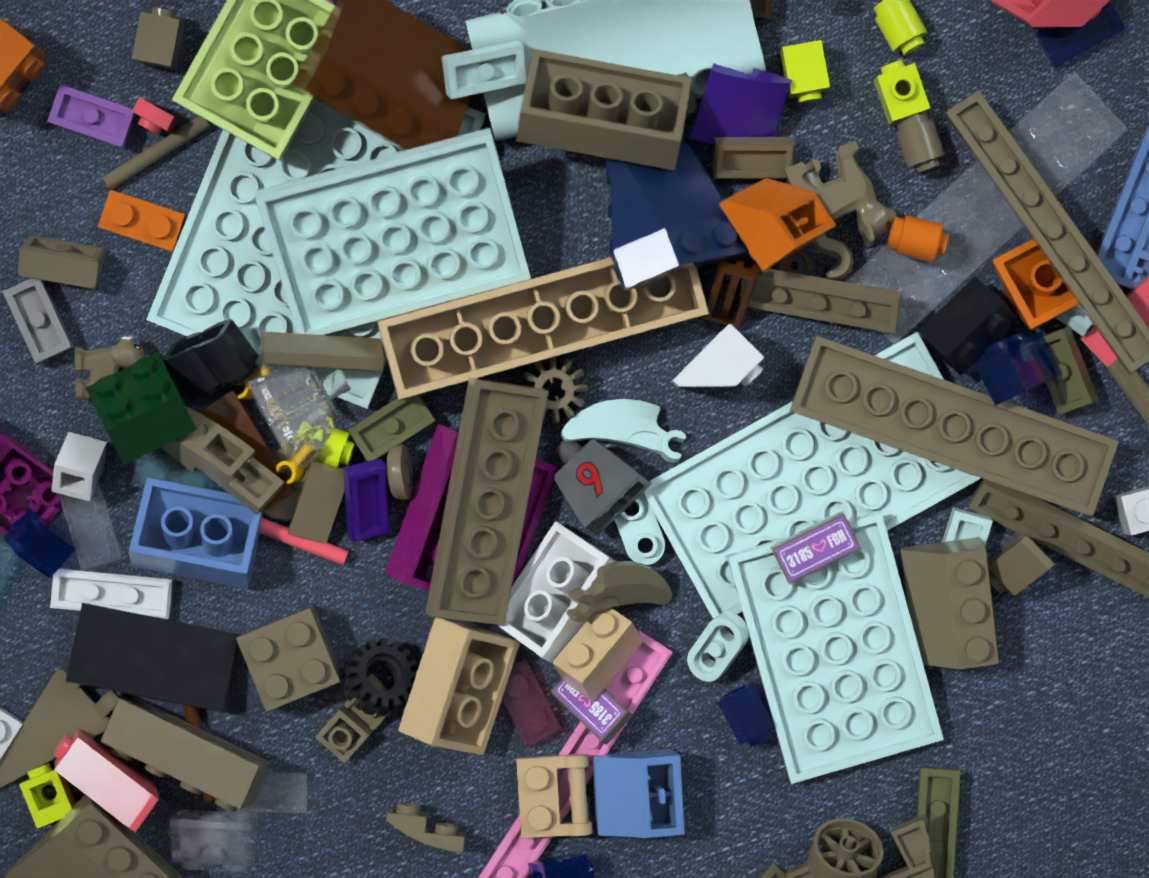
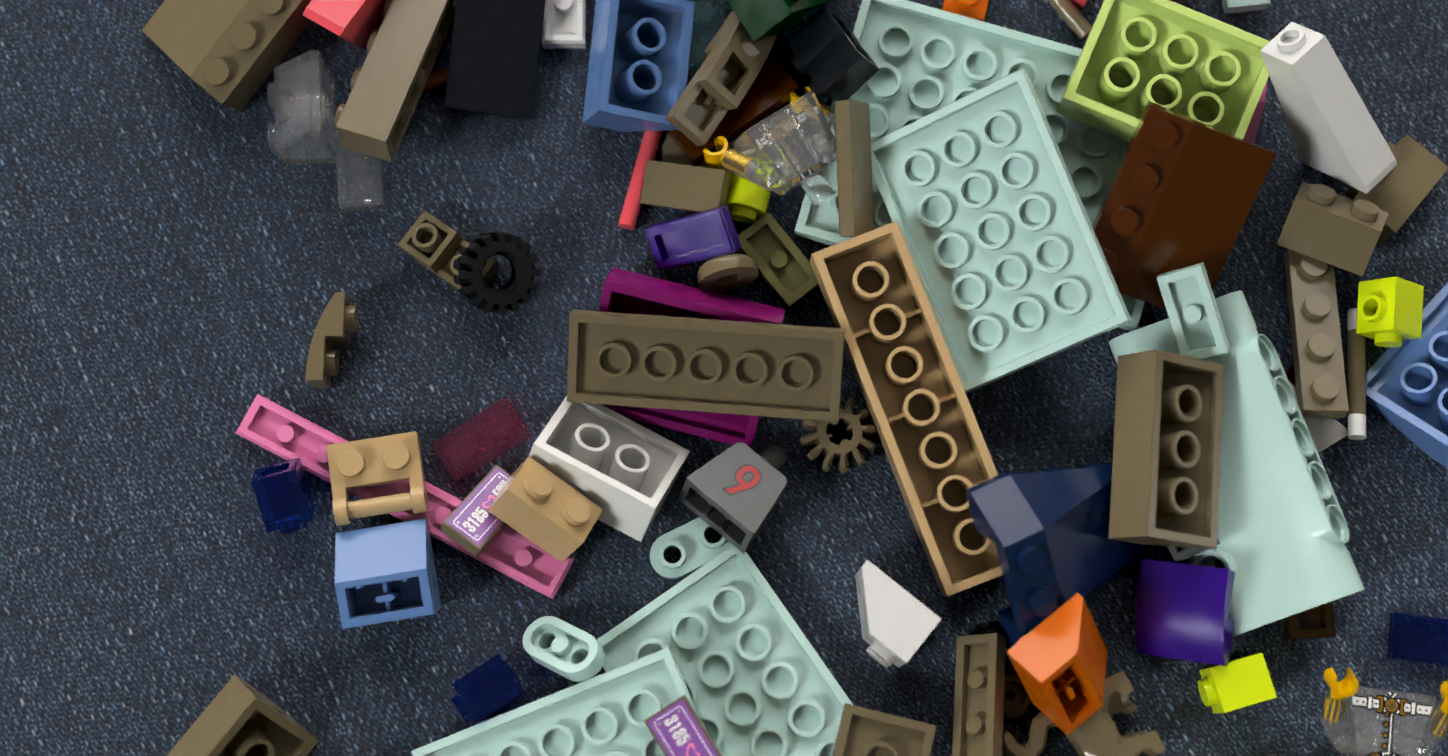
camera: 80 degrees right, 10 degrees down
(290, 658) = (510, 173): dark tan brick -> none
(459, 686) = (492, 356): tan brick -> none
(617, 586) = (623, 524): dark tan piece -> none
(624, 423) = (808, 517): light aqua piece -> none
(736, 271) = (999, 625): reddish brown tile -> none
(752, 157) = (1128, 632): dark tan tile -> none

